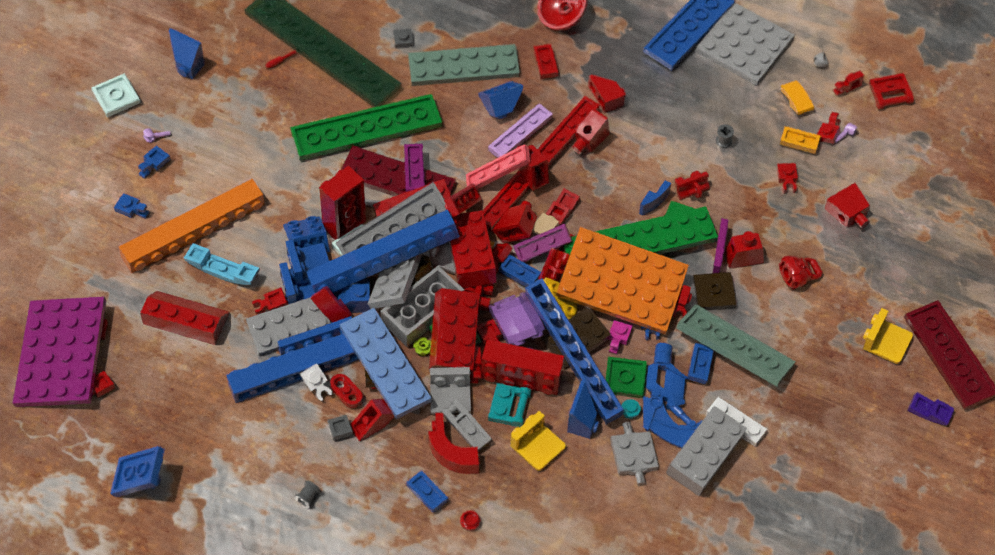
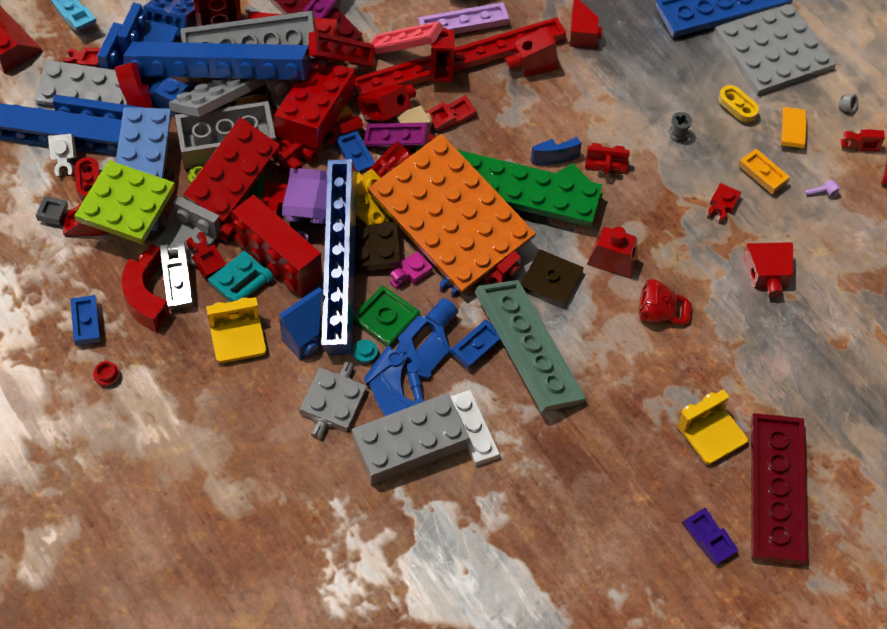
camera: 30 degrees right, 0 degrees up
(400, 392) = (125, 202): none -> lime plate
(476, 401) = (206, 258): none -> red plate
(720, 246) = (590, 235): magenta tile -> none
(751, 98) = (740, 104): none -> yellow plate
(830, 131) = (806, 179): red plate -> none

